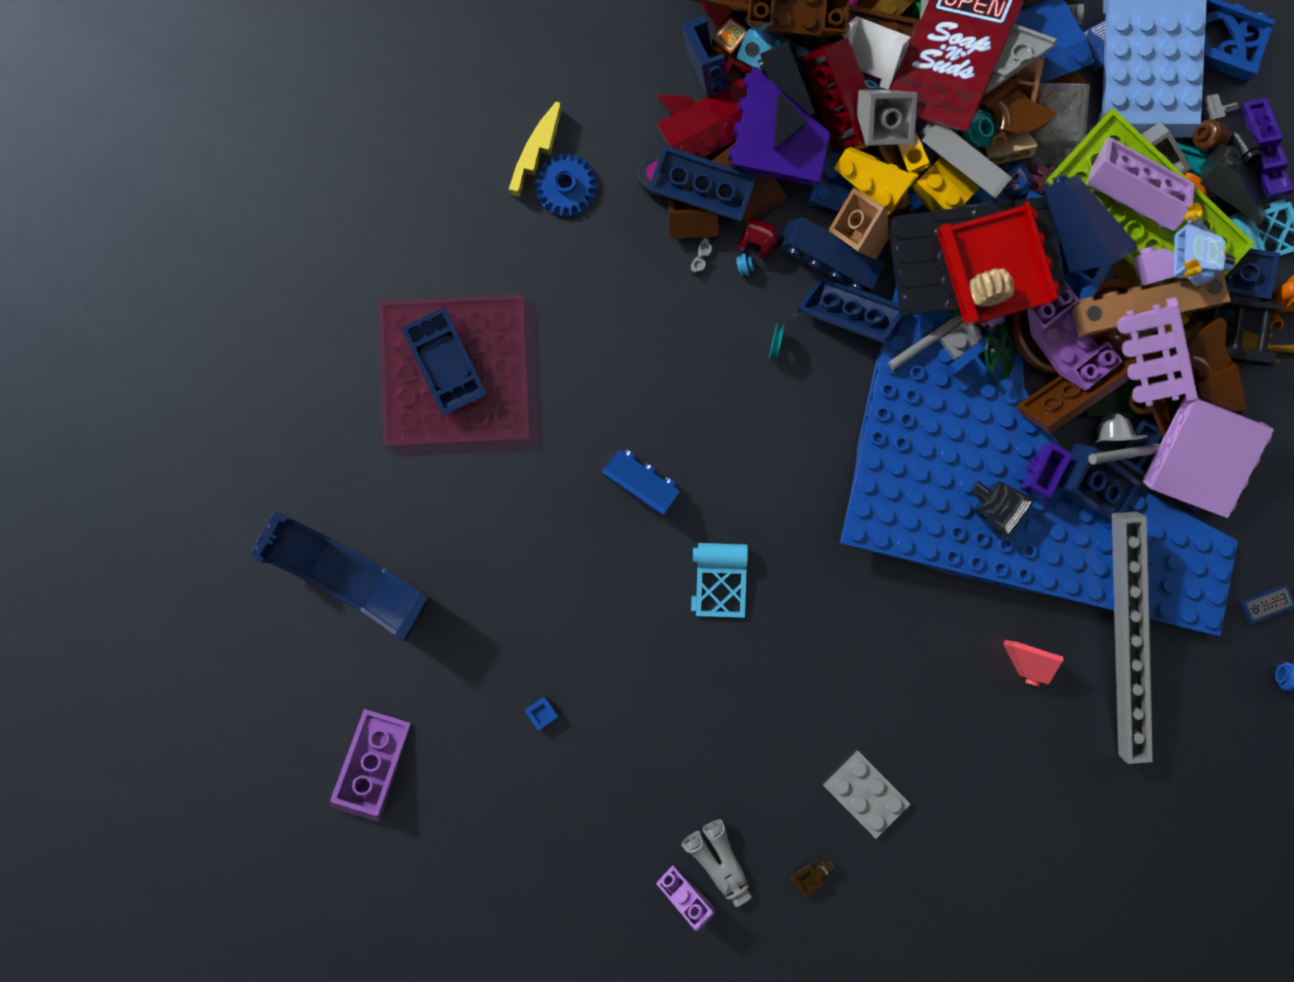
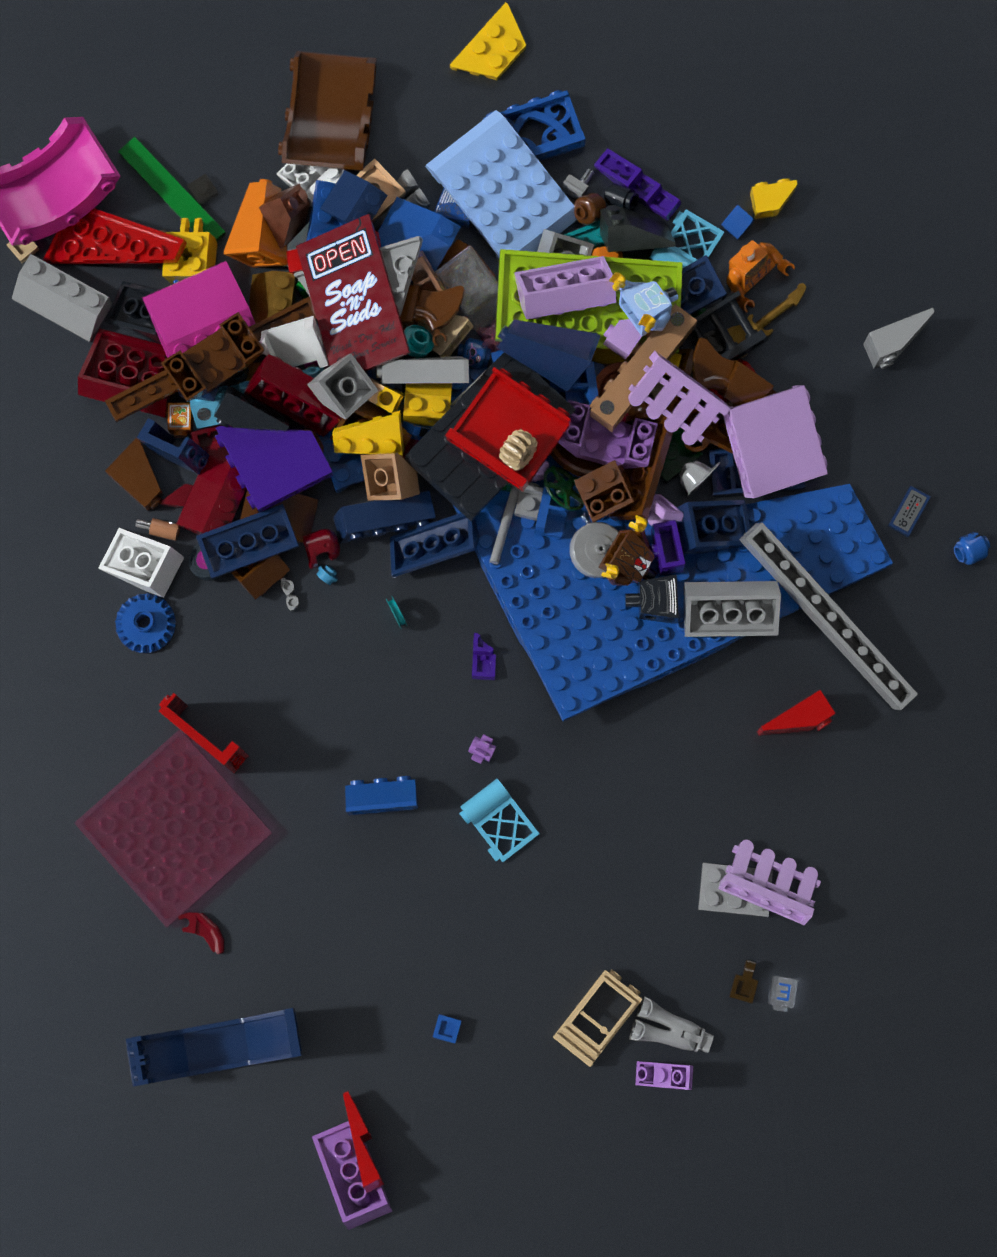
camera: 40 degrees left, 5 degrees down
(402, 740) = (369, 1174): none -> red slope
(414, 471) = (204, 927): none -> dark red piece
(444, 361) = (161, 826): dark blue slope -> none
(527, 272) = (231, 757): none -> red panel
(539, 143) = (100, 608): light yellow slope -> none
(603, 132) = (141, 562): none -> white slope
(637, 809) = (576, 1040): none -> tan door
(640, 117) = (160, 528): none -> nougat piece
(655, 57) = (136, 476): none -> reddish brown slope
(754, 510) = (482, 749): none -> medium lavender gear
(787, 121) = (274, 448): black slope -> none
(815, 439) = (483, 660): none -> dark purple slope
(836, 910) = (782, 993): none -> clear brick
(891, 825) = (765, 894): none -> lavender fence
(985, 425) = (590, 546): none -> light grey wheel
(1008, 452) = (629, 556): none -> reddish brown torso
(1033, 381) = (605, 490): none -> reddish brown slope
(1033, 663) = (774, 693): coral slope -> none
(1047, 703) = (805, 716): none -> red slope
(1057, 565) = (731, 608): none -> light grey slope
(1067, 438) = (663, 511): none -> lavender tile
(1123, 454) = (713, 489): light grey bar -> none

